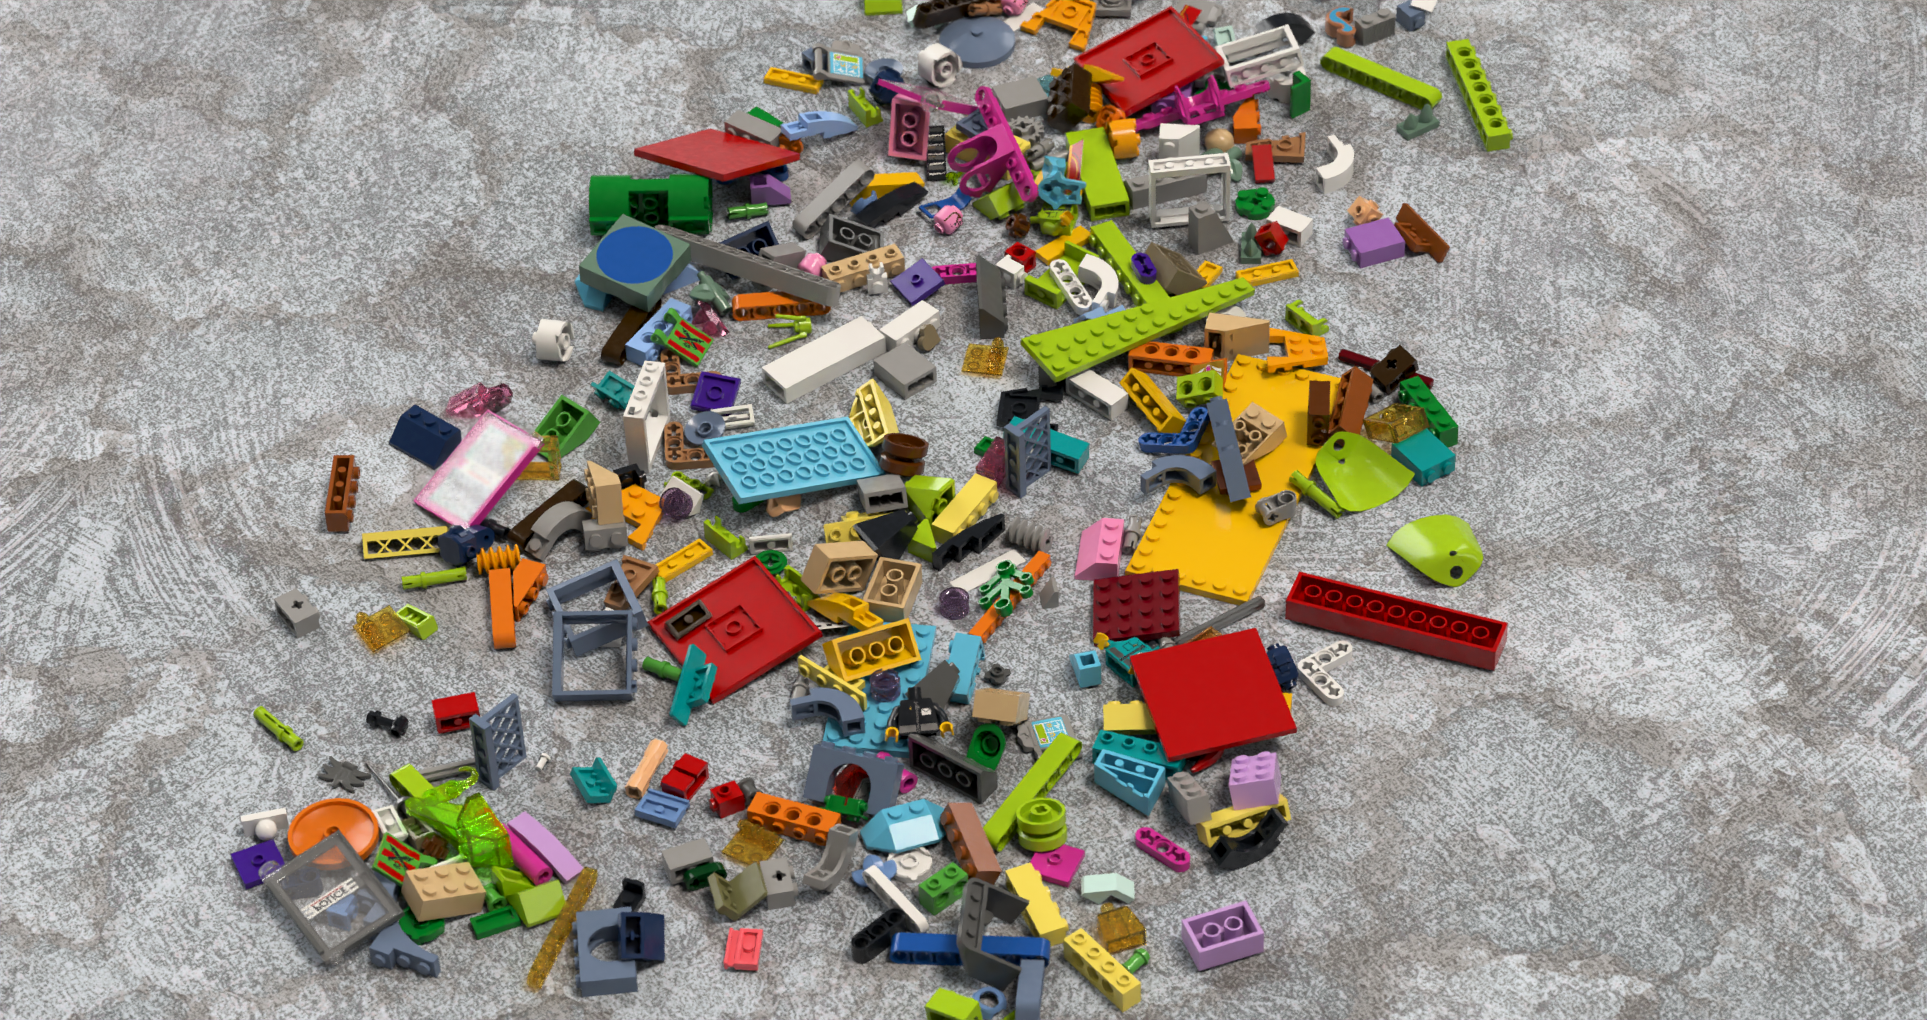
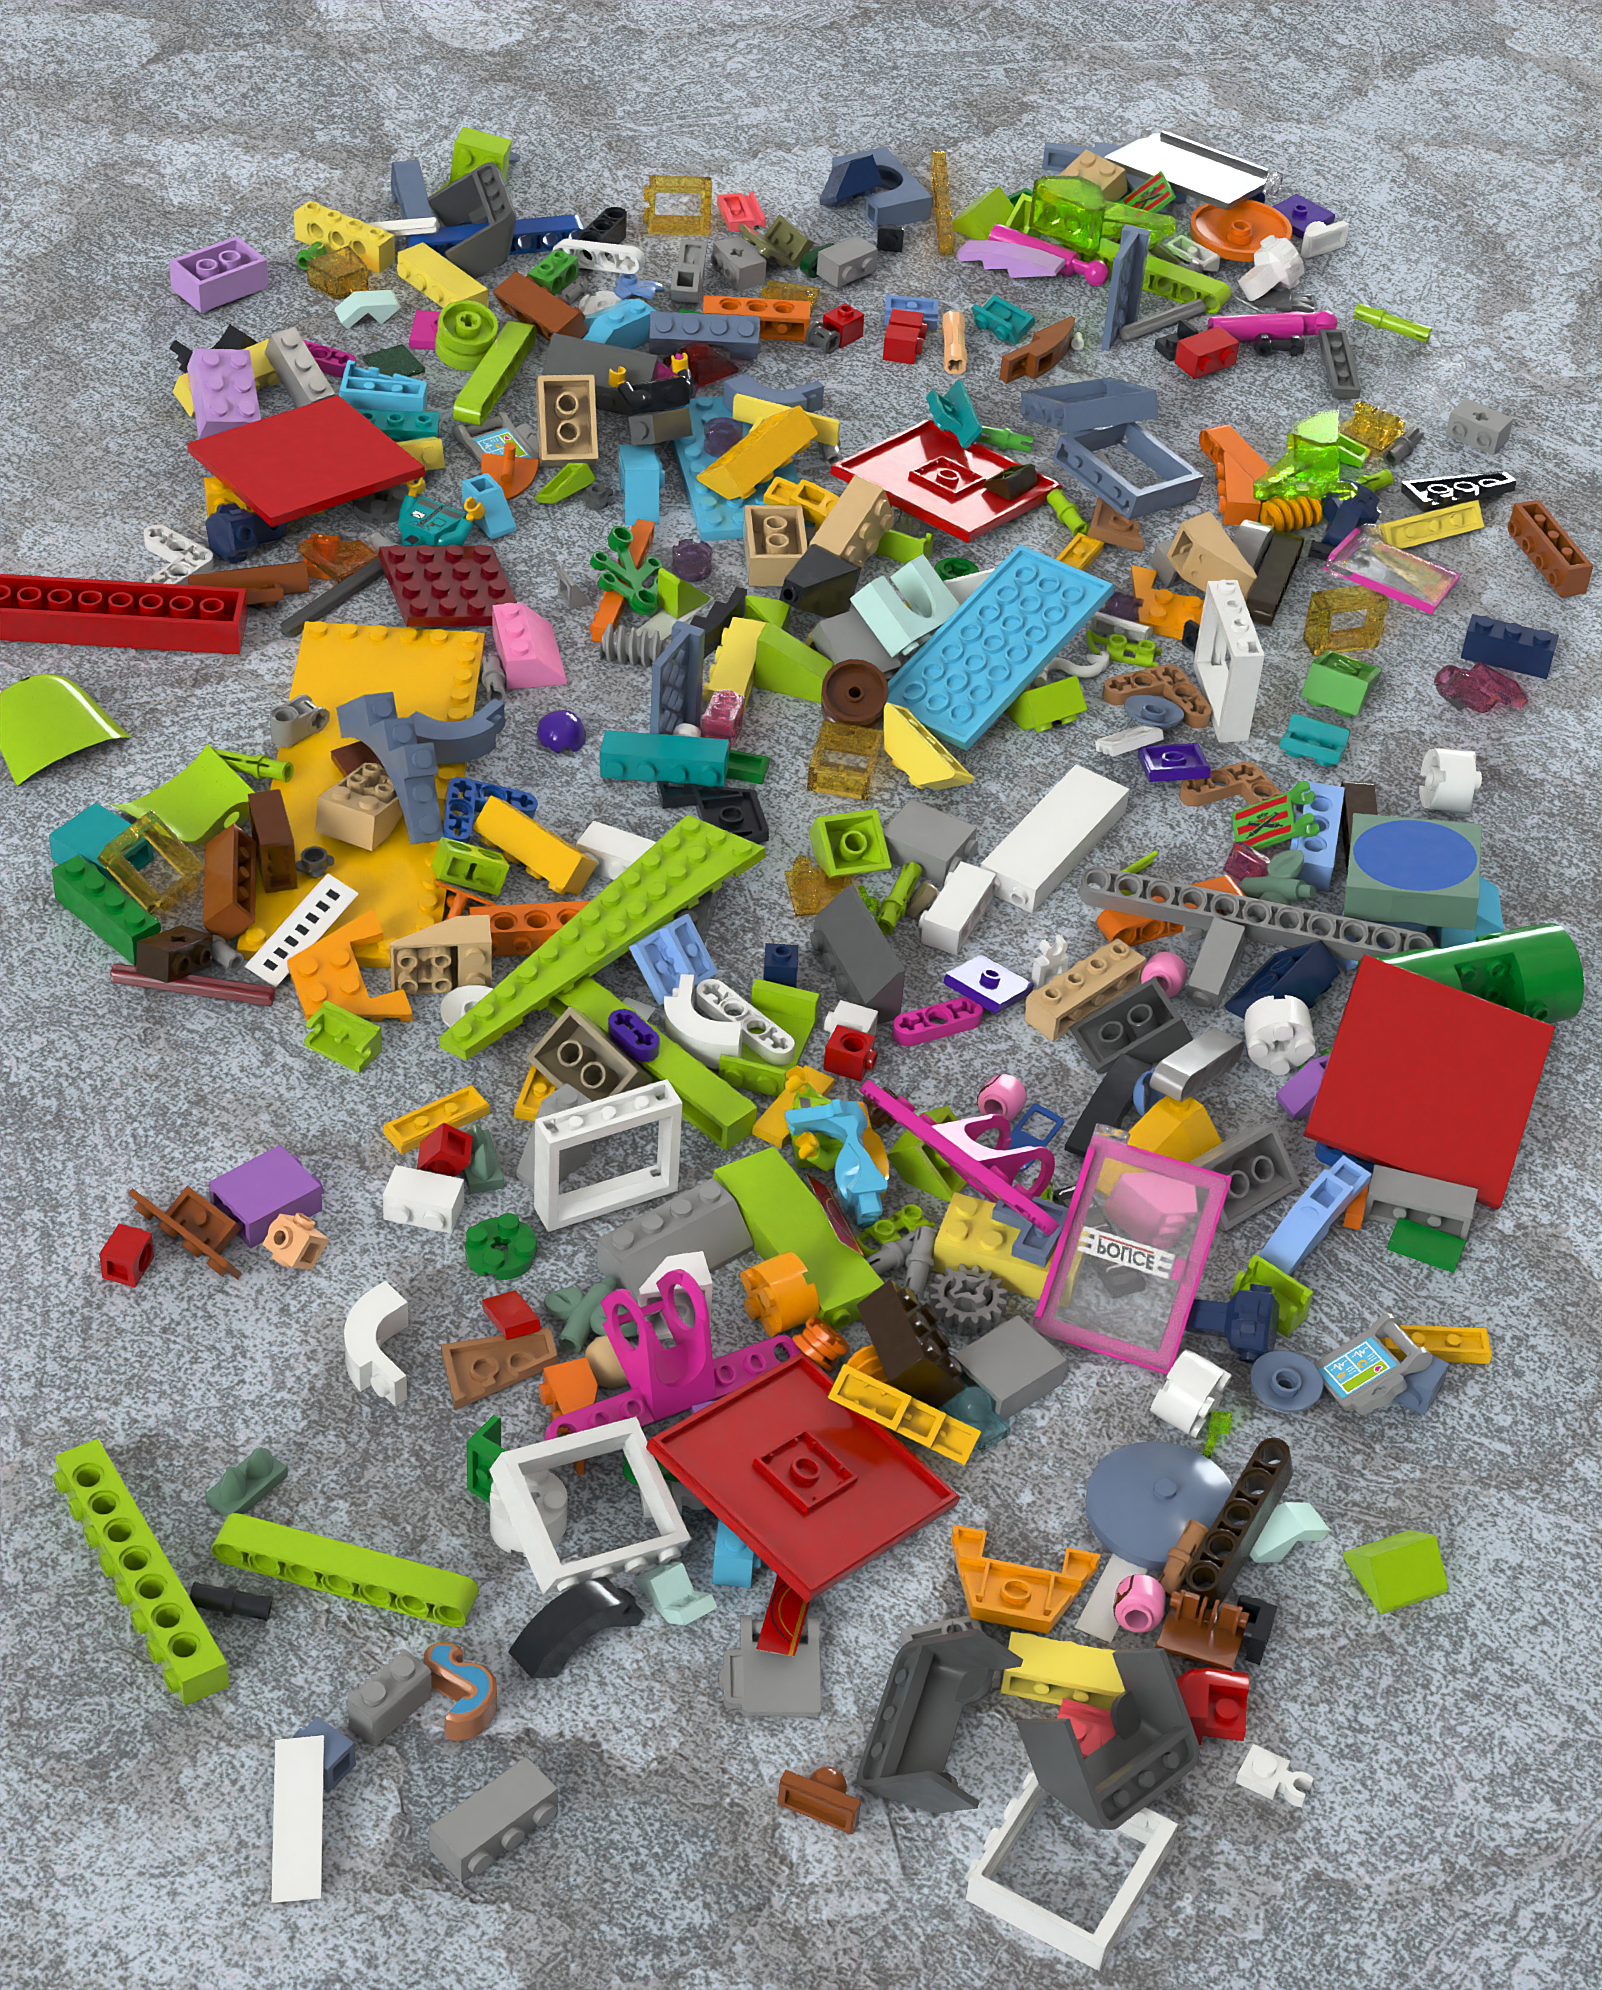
camera: 155 degrees right, 0 degrees up
(339, 781) = (1275, 267): none -> white piece
(354, 695) = (1339, 364): none -> dark grey plate
(367, 562) = (1454, 490): none -> black wing
(369, 608) = (1403, 447): none -> flat silver axle
(382, 737) = (1277, 325): none -> dark pink piece
(458, 575) = (1310, 464): none -> clear neon green slope
(461, 741) = (1168, 344): none -> black bracket
(575, 746) = (1040, 355): none -> dark orange slope
(775, 209) = (1279, 1033): none -> white brick
(805, 928) = (675, 223): none -> clear yellow window
(812, 515) = (892, 620): none -> light aqua arch
(832, 164) = (1258, 1172): none -> light grey slope
(926, 415) = (842, 778): none -> clear yellow window
(948, 337) = (894, 905): none -> lime pin
(958, 370) = (849, 843): none -> lime slope
(961, 346) = (871, 902): none -> clear neon green hand
(976, 571) = (677, 595): none -> lime slope
(1005, 682) = (566, 482): none -> lime slope
(1036, 308) = (781, 964): none -> dark blue brick
(1056, 708) = (510, 472): none -> orange shield
(1060, 961) = (409, 226): none -> white axle
(1102, 489) = (561, 730): none -> dark purple hair
(1103, 838) = (394, 360): none -> clear green piece
(1284, 629) = (262, 583): none -> dark orange bracket
(1293, 415) = (314, 861): none -> dark grey plate
(1314, 374) = (301, 929): none -> white sticker
(1437, 78) = (231, 1601): none -> black pin
(1455, 227) = (126, 1255): none -> red brick

